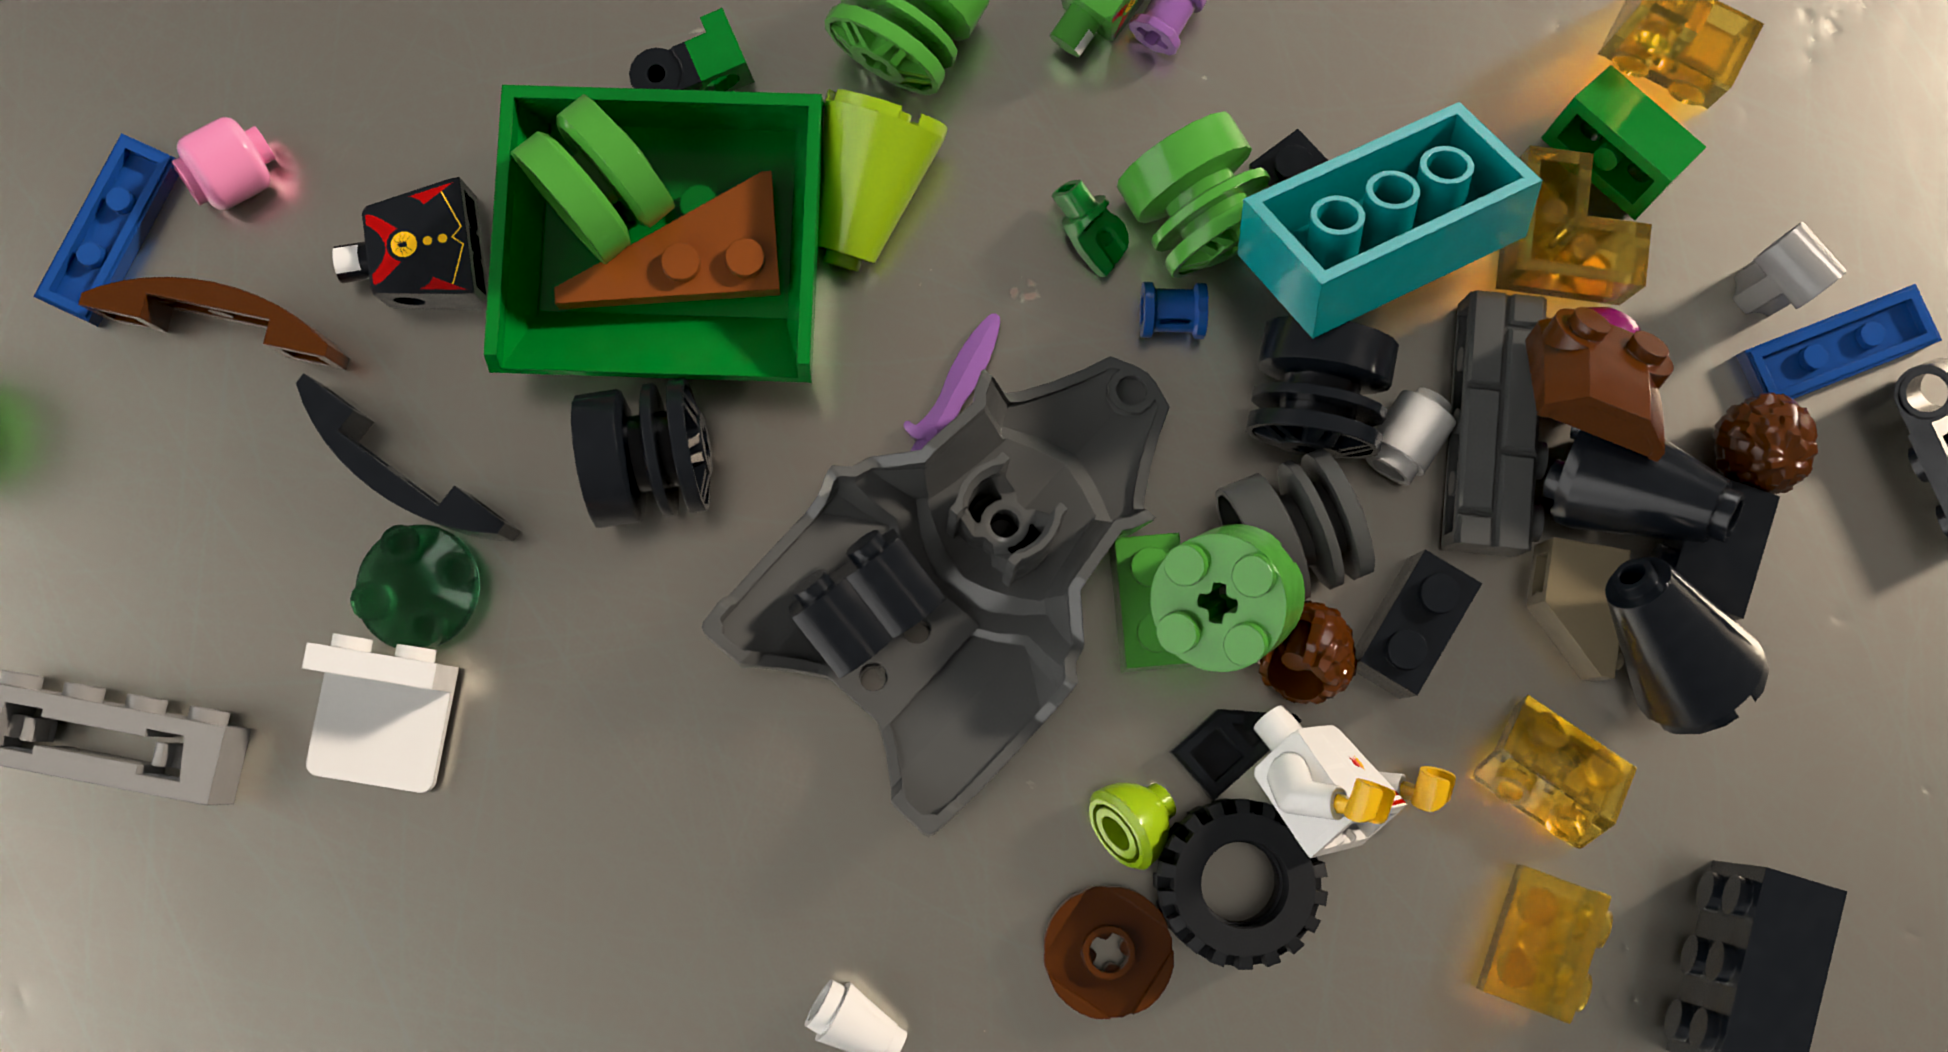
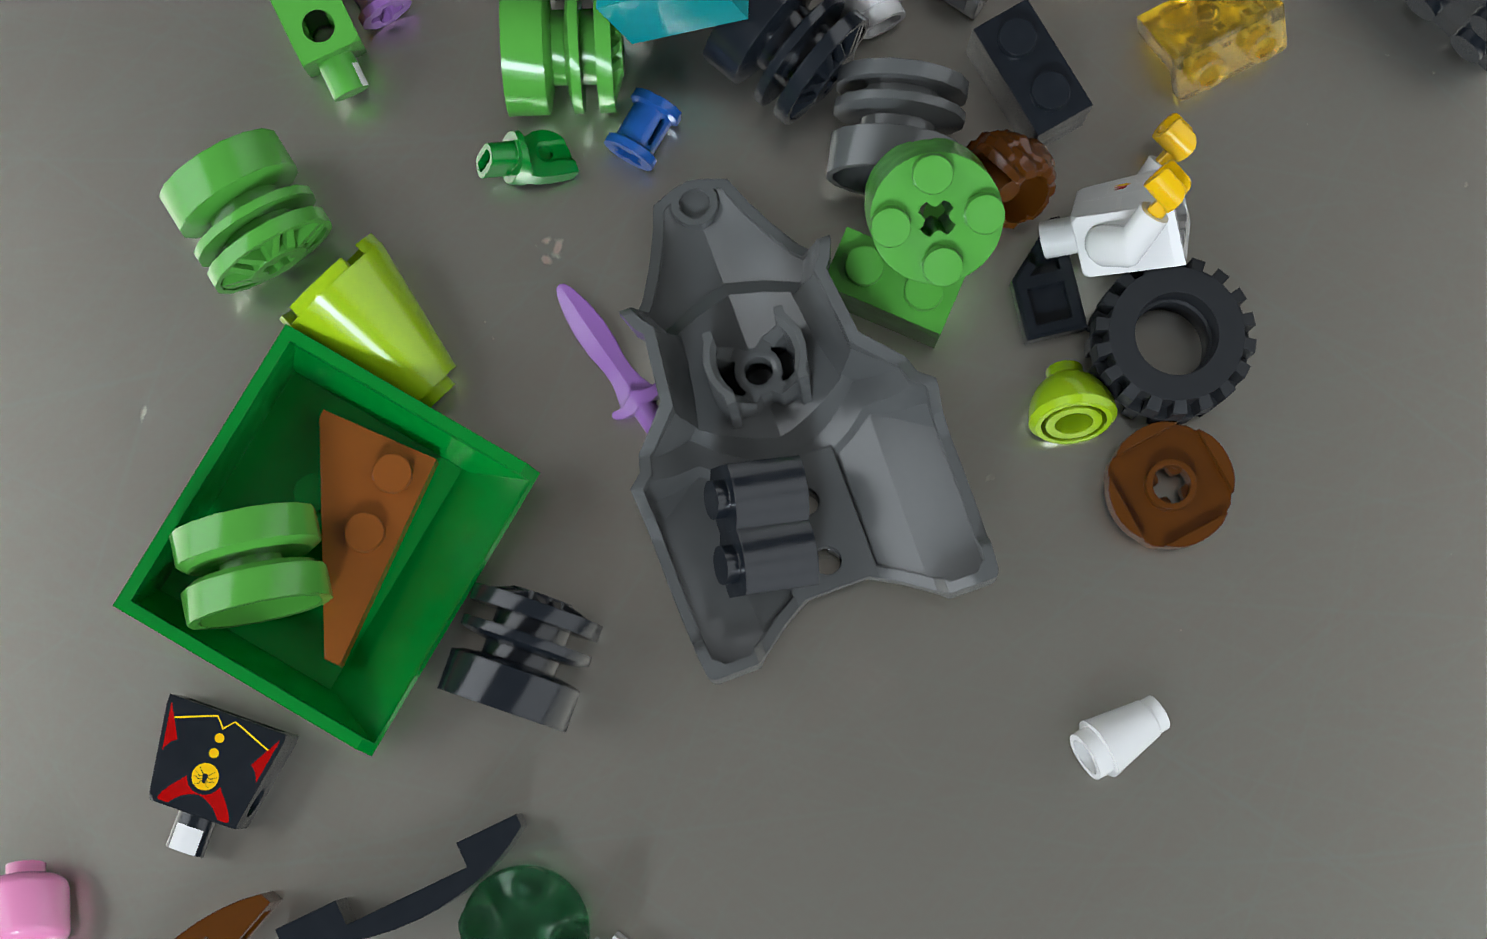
camera: 65 degrees left, 0 degrees up
(701, 63) = (183, 430): leg -> none
(1546, 944) = (1351, 117): clear yellow bracket -> none

